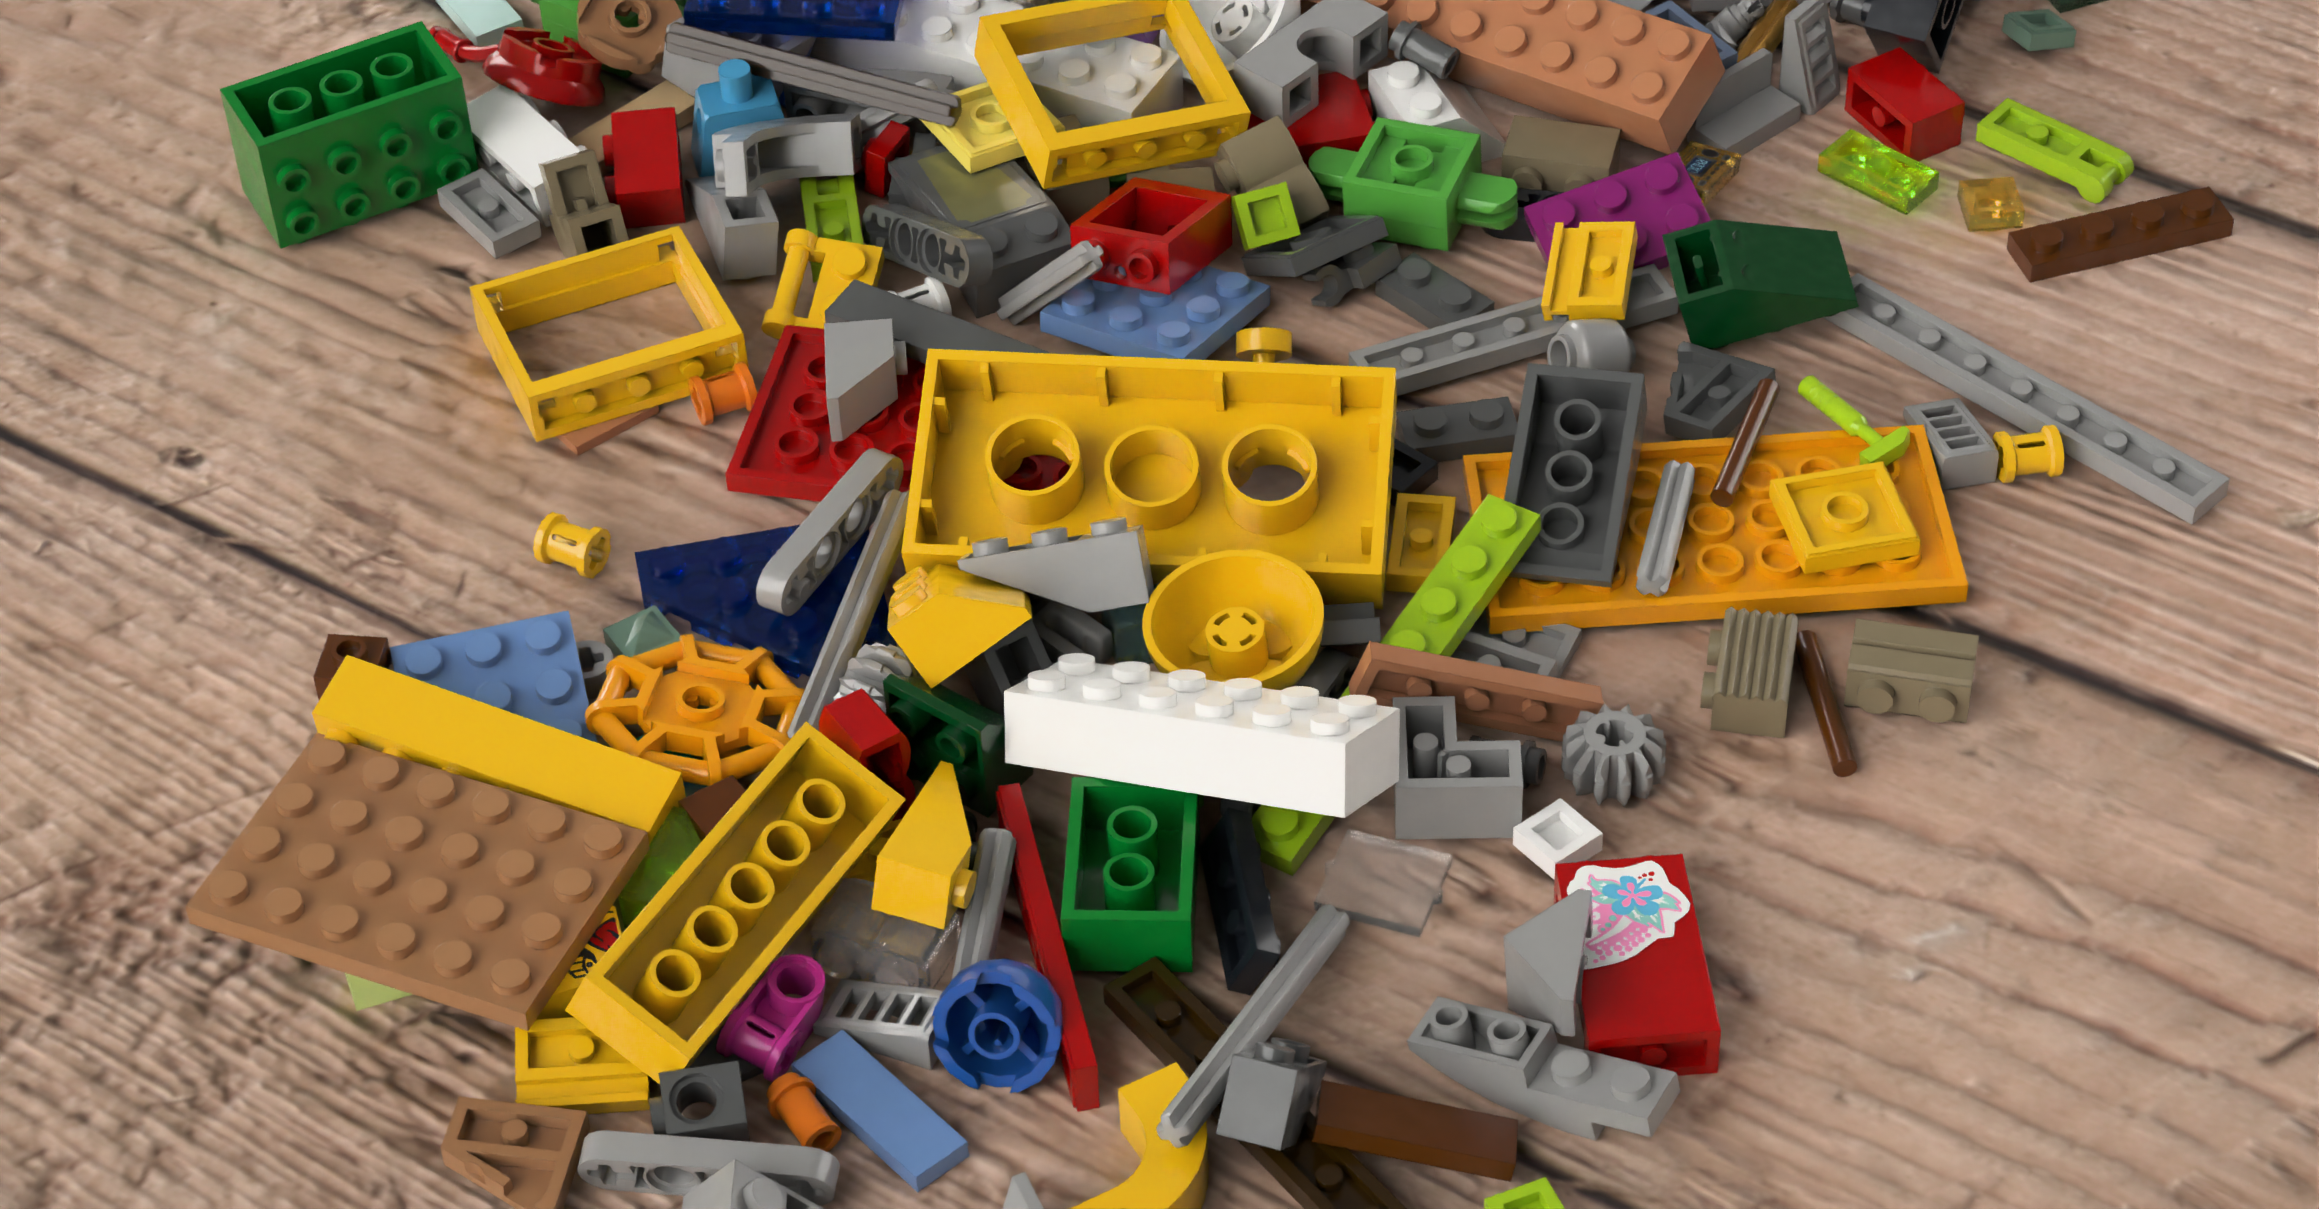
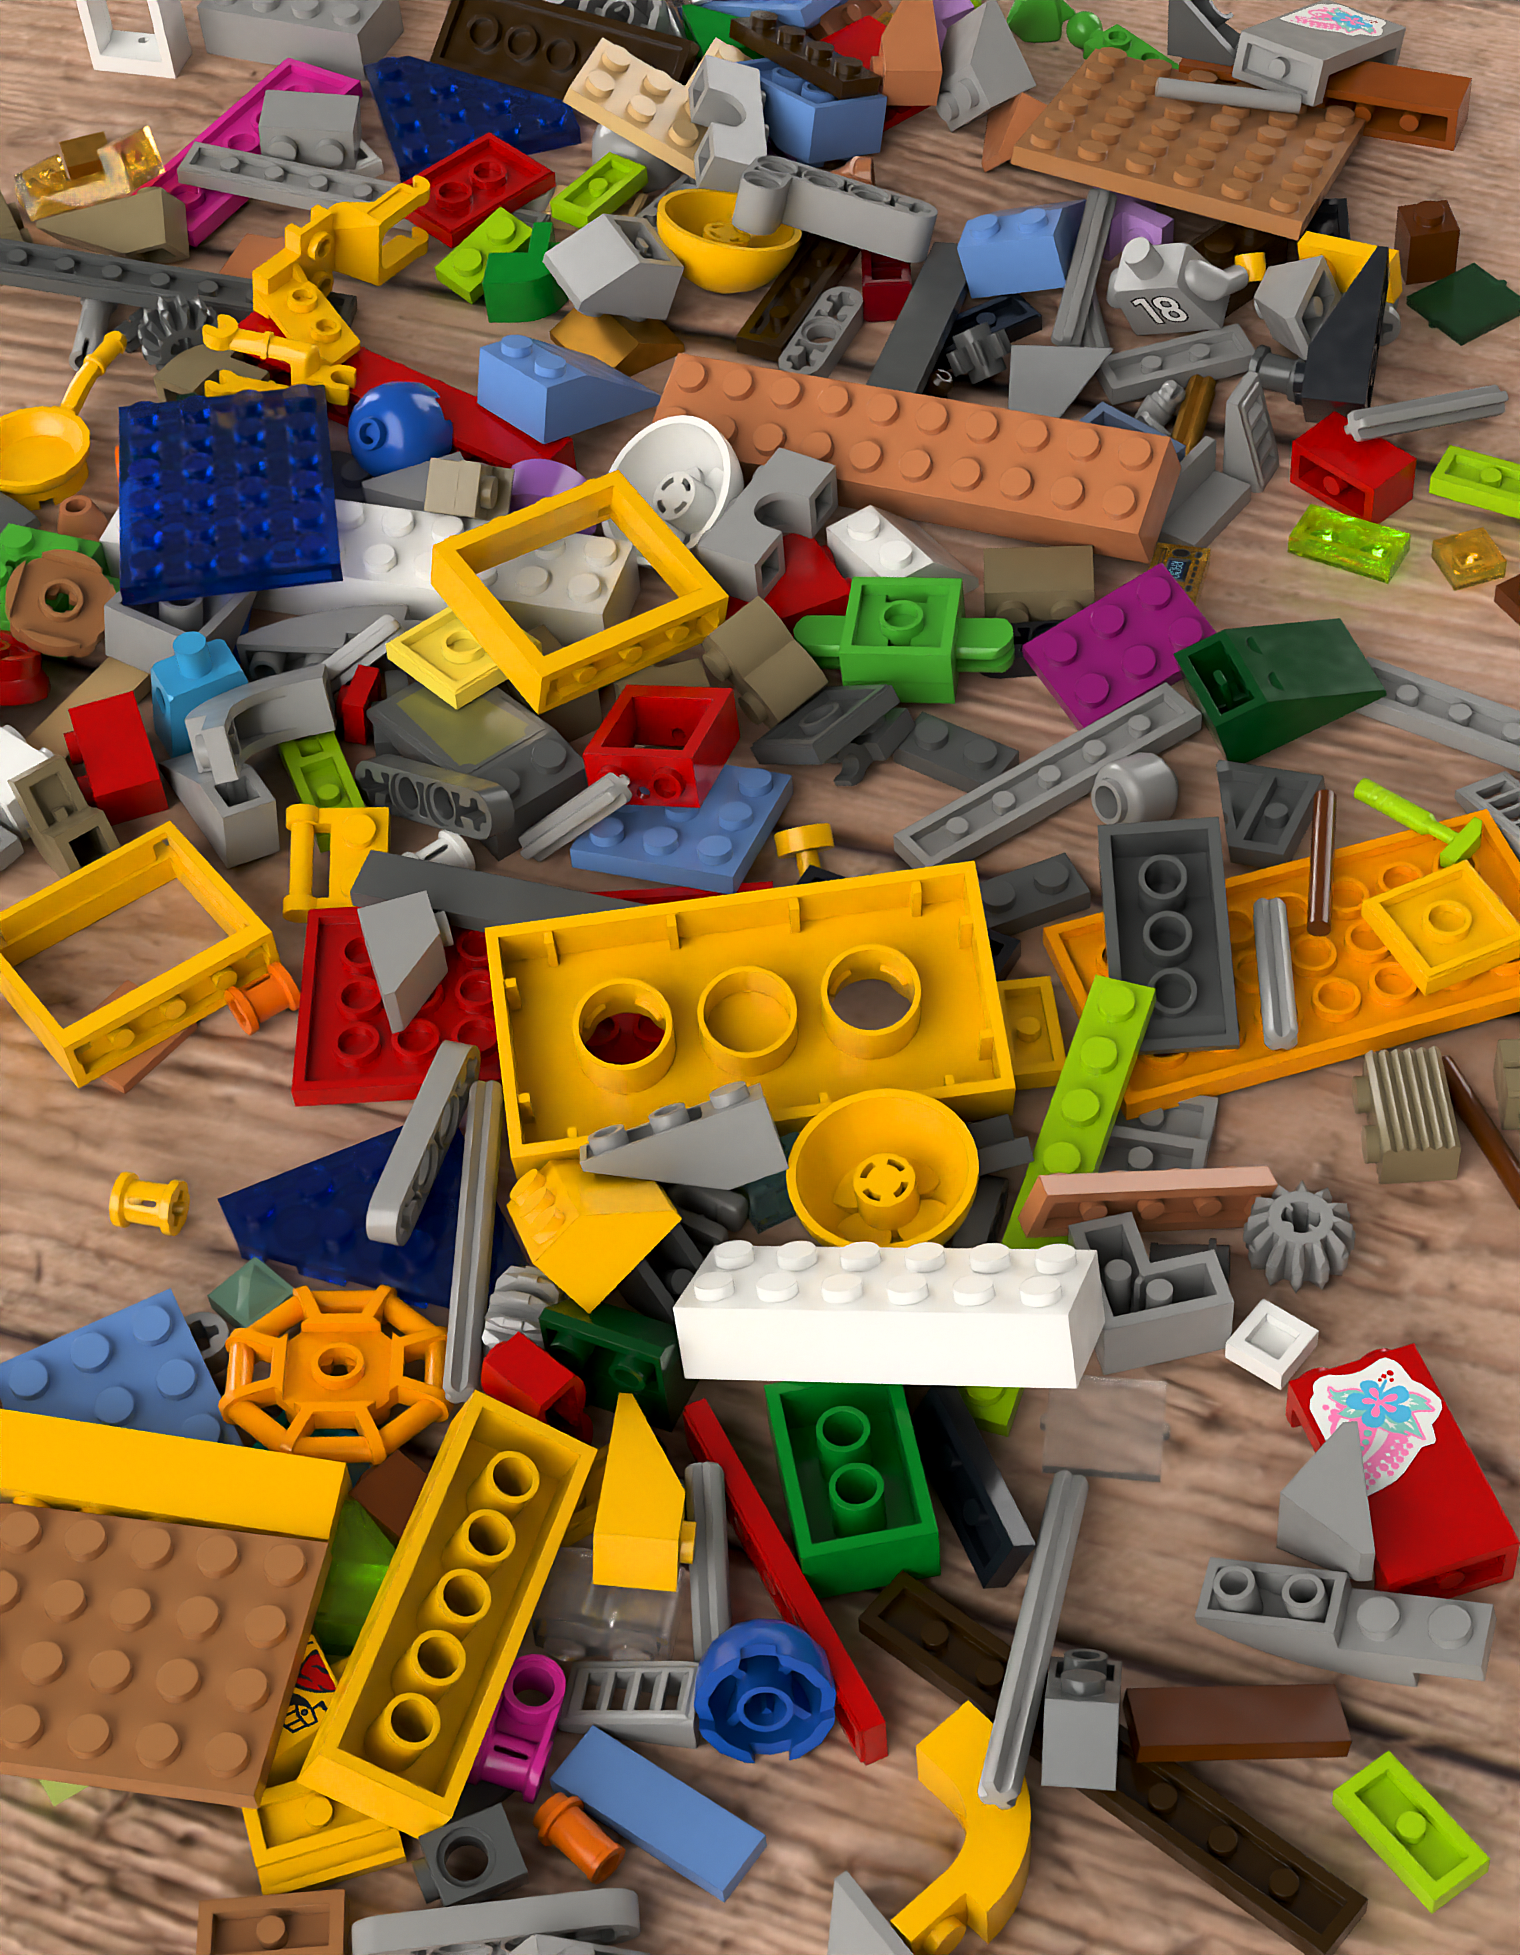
camera: 10 degrees left, 5 degrees up
(816, 74) = (272, 632): axle -> none
(1265, 216) = (770, 703): lime plate -> none
(1423, 49) = (877, 496): dark grey pin -> none
(1590, 270) = (1112, 705): yellow plate -> none
(1991, 63) = (1425, 413): none -> light grey axle
(2039, 30) = (1452, 368): sand green tile -> none

